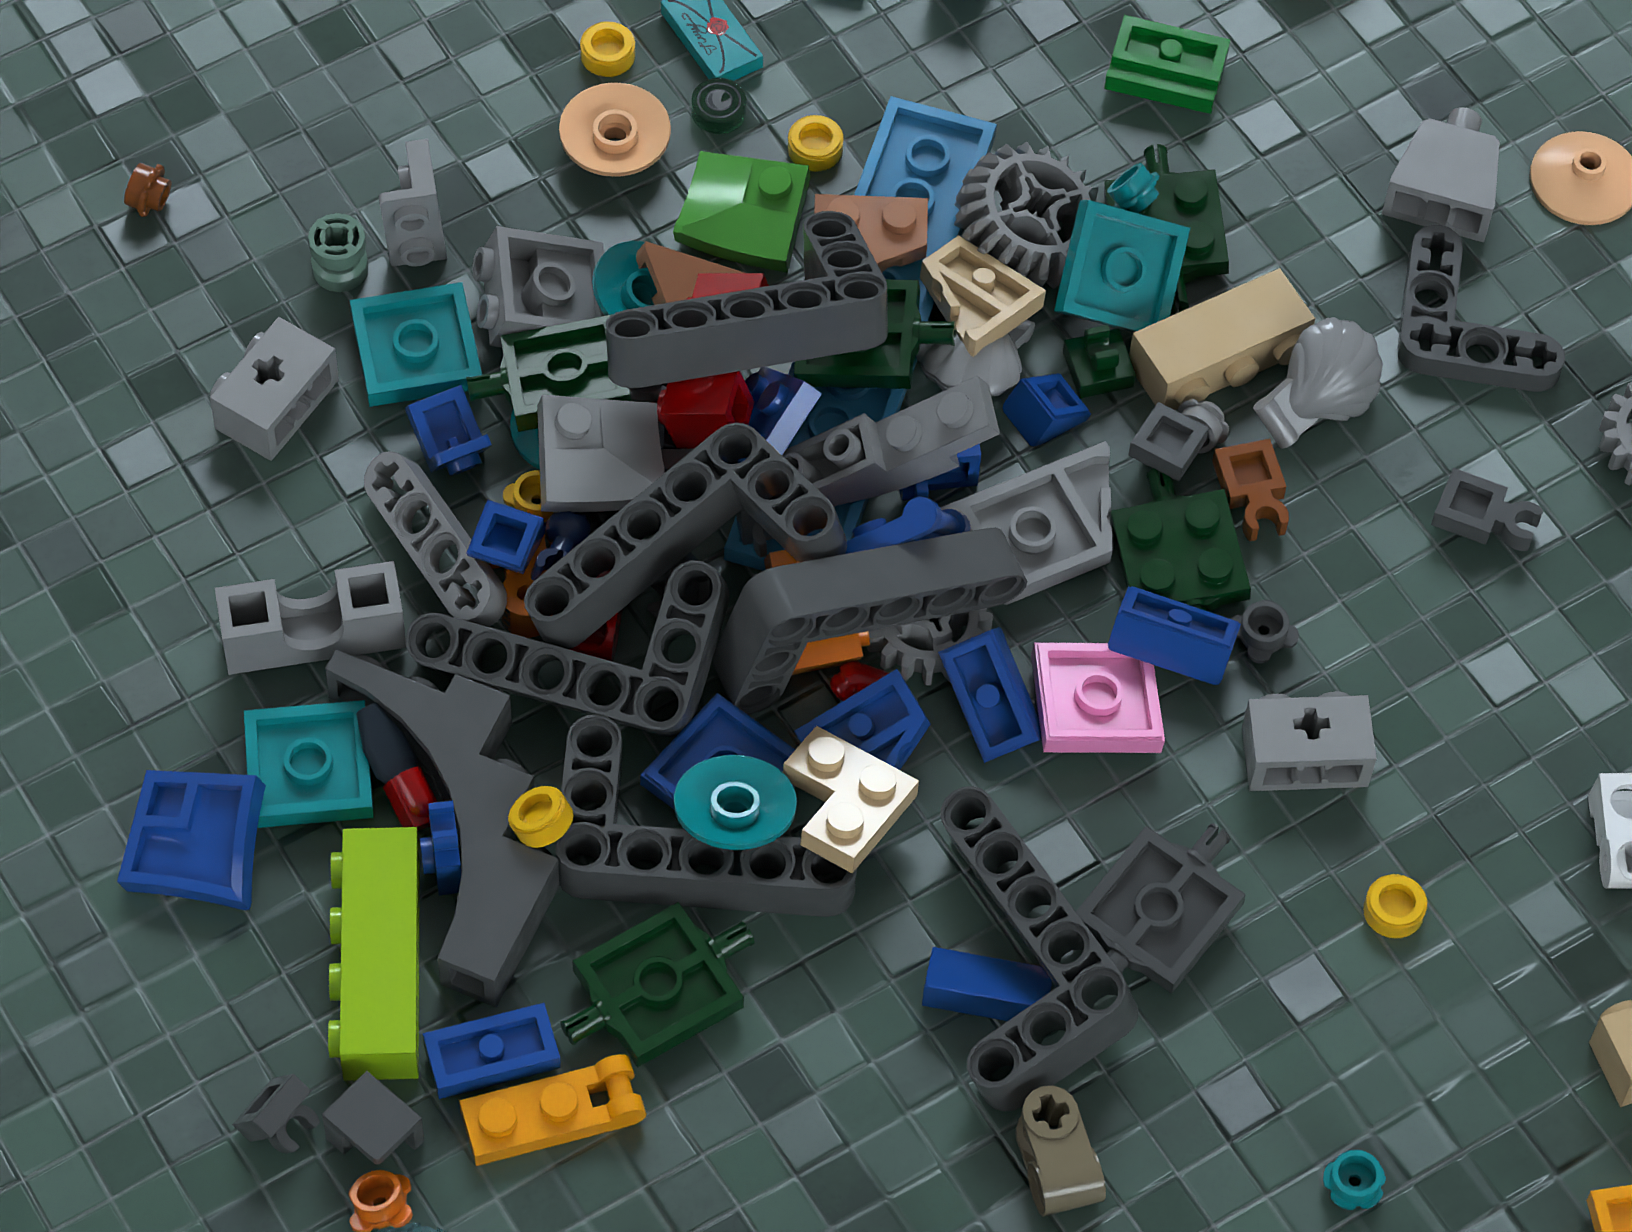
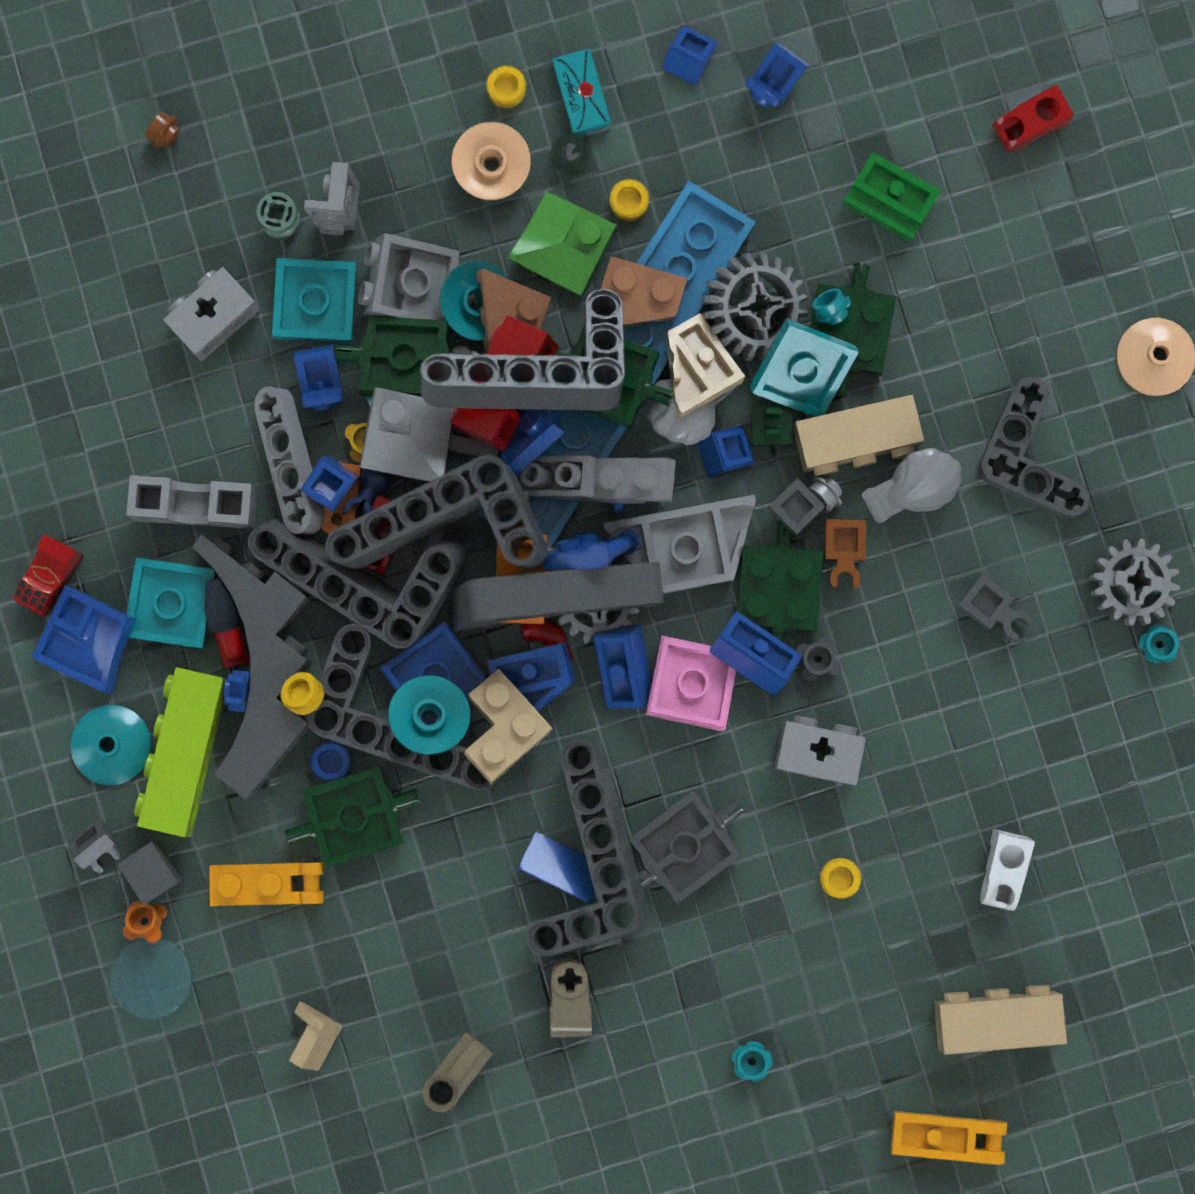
camera: 15 degrees right, 25 degrees up
(117, 763) = (47, 575): none -> red leg
(270, 1003) = (131, 745): none -> teal dish
(491, 1050) = (237, 836): blue plate -> none
(599, 919) = (330, 761): none -> blue tile
(1447, 176) = (1058, 339): light grey torso -> none

